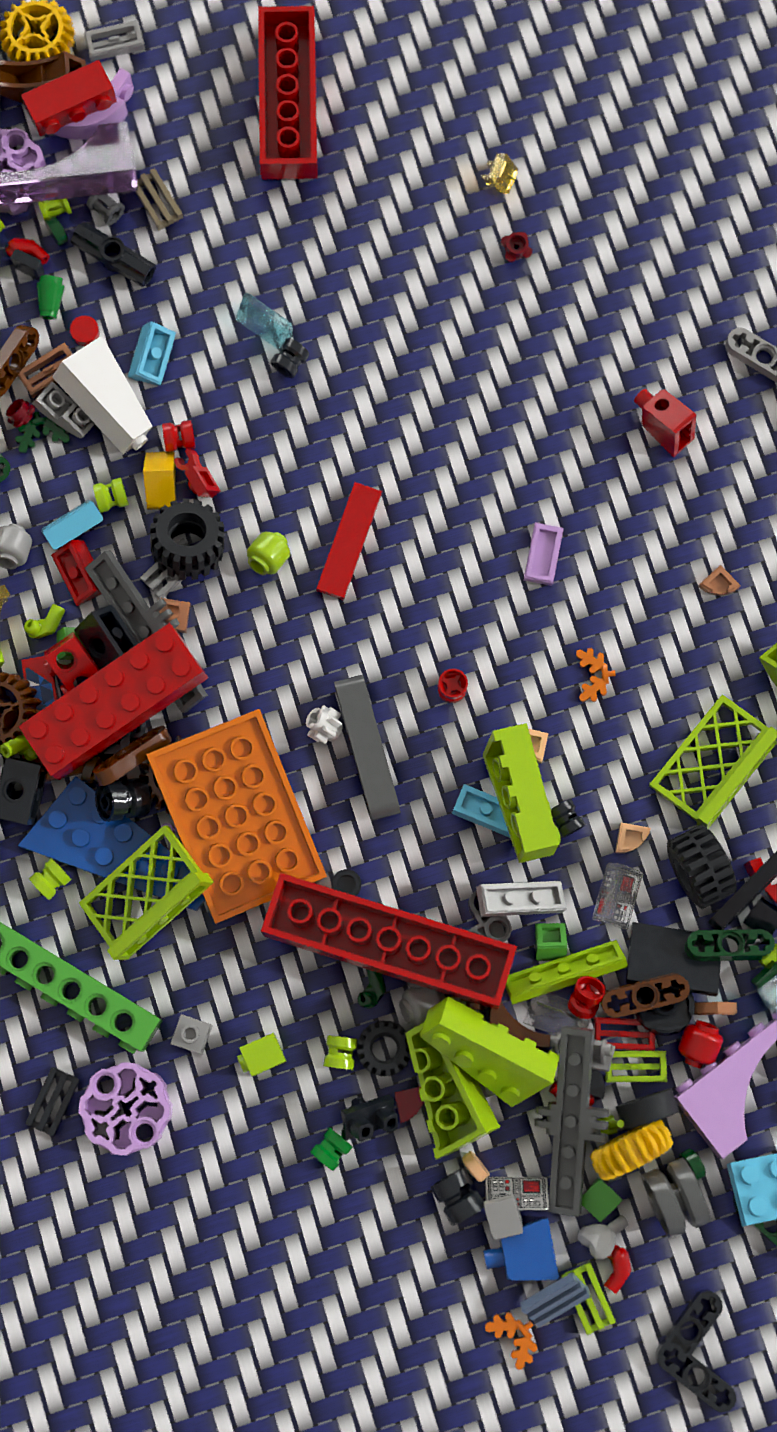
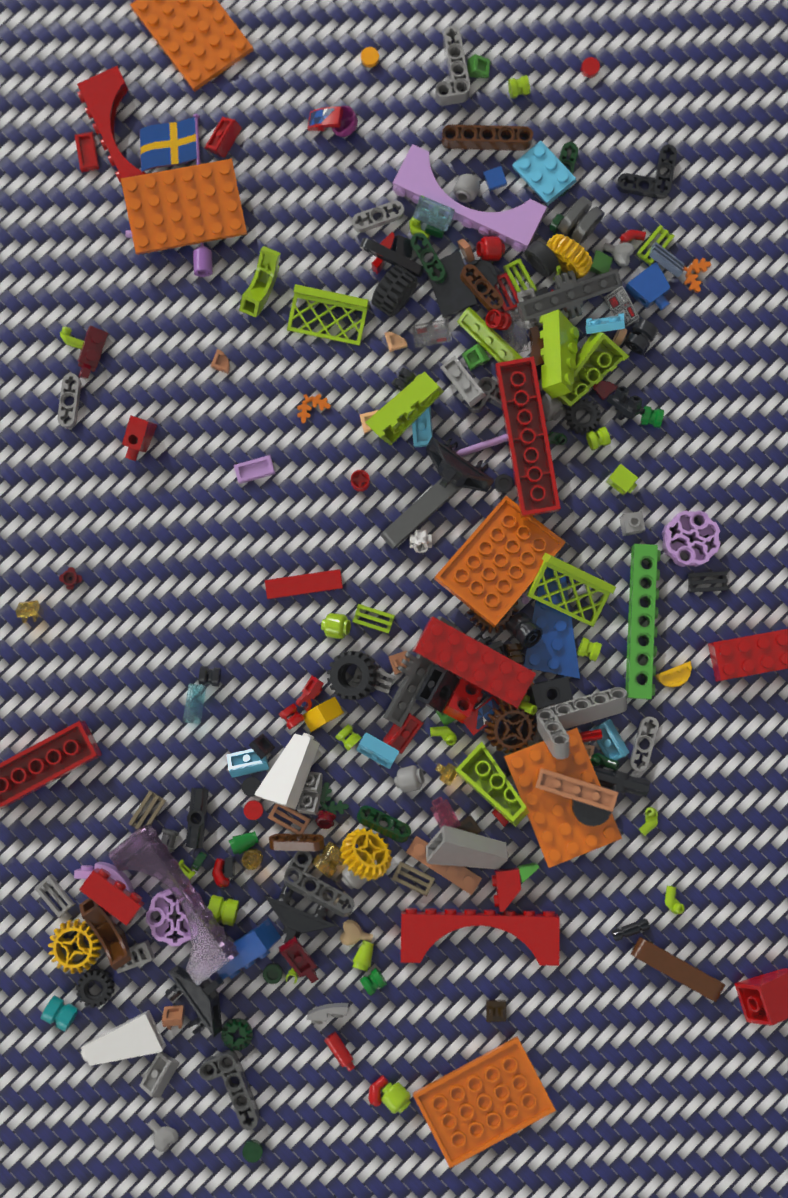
camera: 110 degrees left, 5 degrees up
(19, 290) = (248, 859): none -> clear yellow wheel
(118, 342) = (250, 786): none -> black tile
(131, 755) = (506, 639): reddish brown beam -> none
(160, 379) = (262, 746): none -> black tile
(270, 592) = (358, 613): none -> lime tile
(397, 821) = (456, 469): none -> black connector
(417, 876) = (482, 445): none -> lavender bar
(501, 1150) = (605, 324): none -> medium azure plate
(503, 1217) = (640, 305): light grey slope -> none

